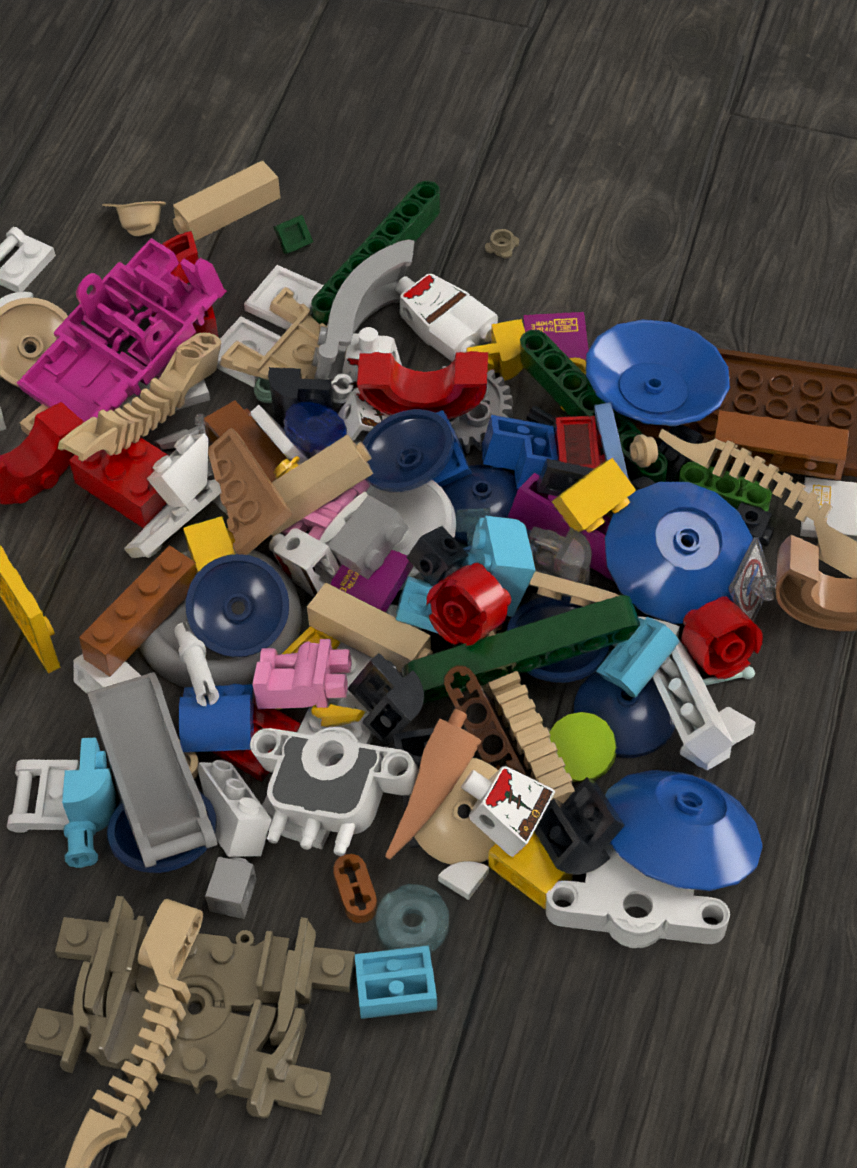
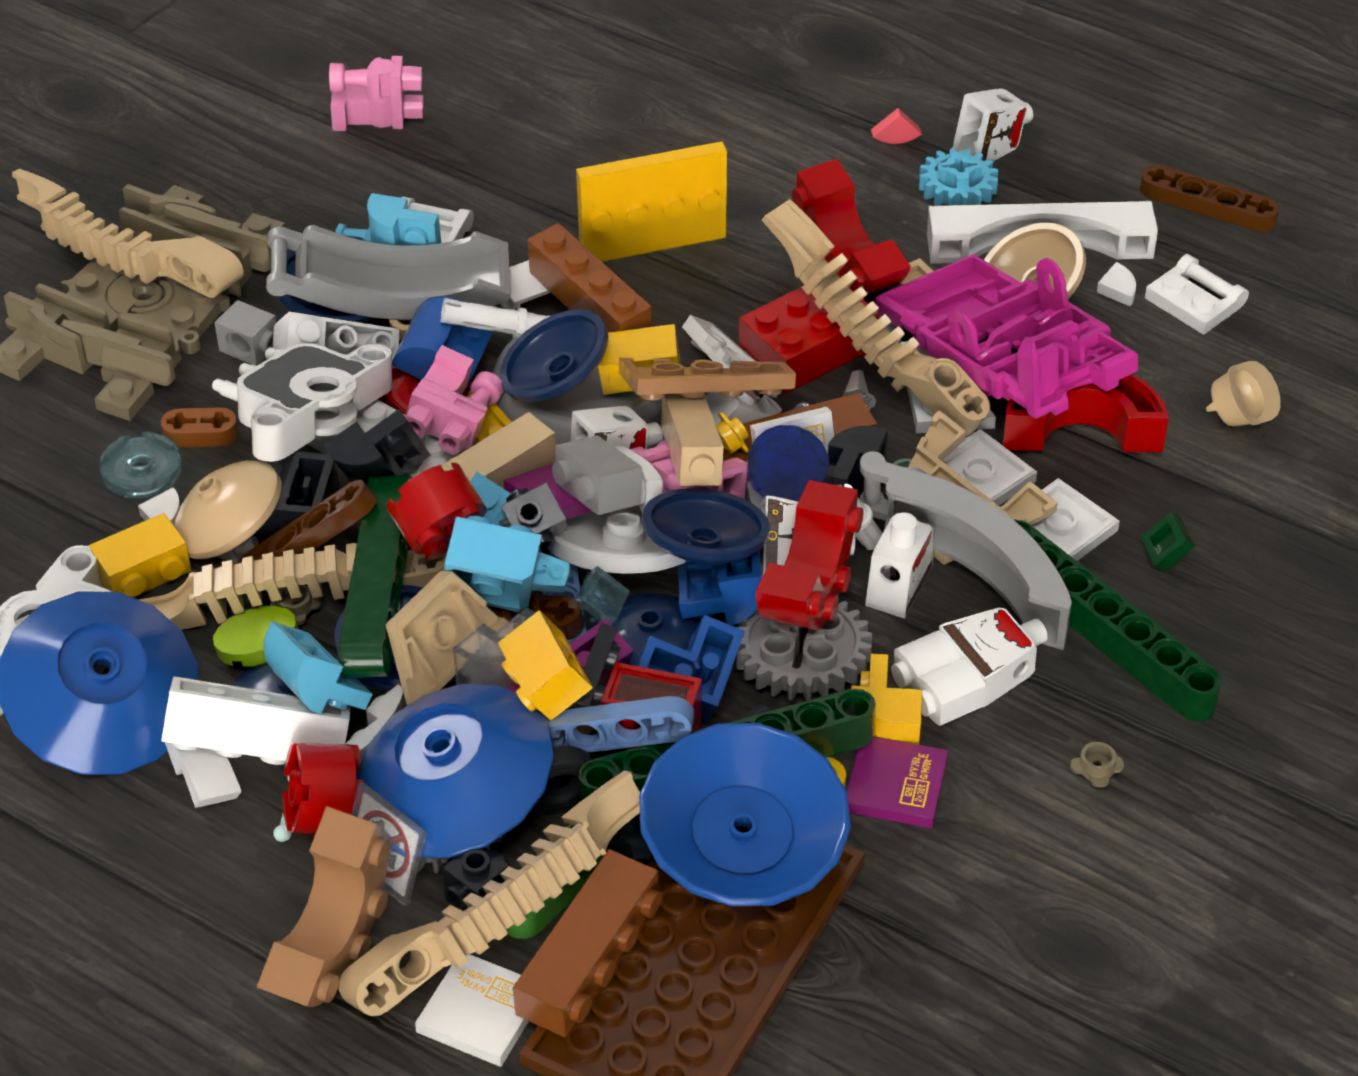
camera: 105 degrees right, 10 degrees down
(182, 473) = (761, 339): white slope -> none
(227, 201) = (1248, 489): tan brick -> none
(395, 982) = (68, 423): medium azure brick -> none
(440, 769) = (255, 458): nougat piece -> none
(507, 806) = (186, 512): white torso -> none
(579, 829) = (134, 572): black brick -> none
(644, 450) = (609, 752): tan plate -> none

